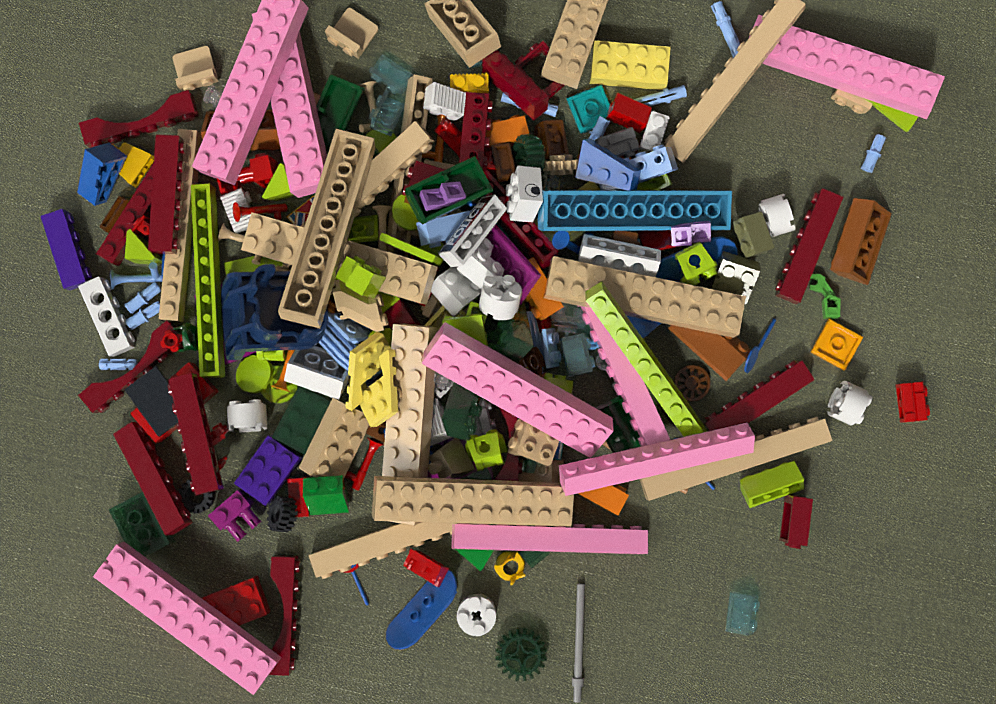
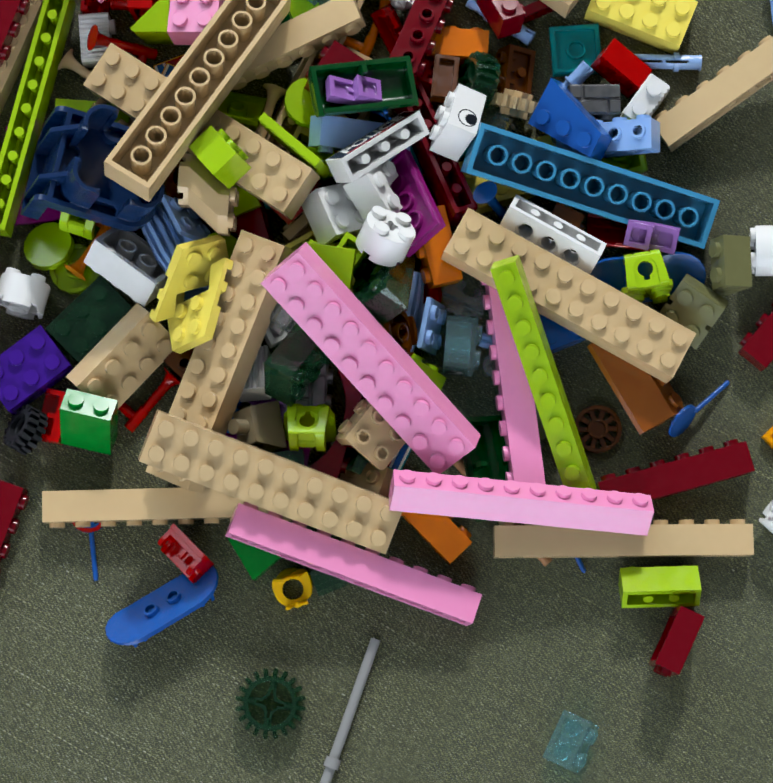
camera: 15 degrees right, 5 degrees down
(476, 626) = (244, 637): white brick -> none

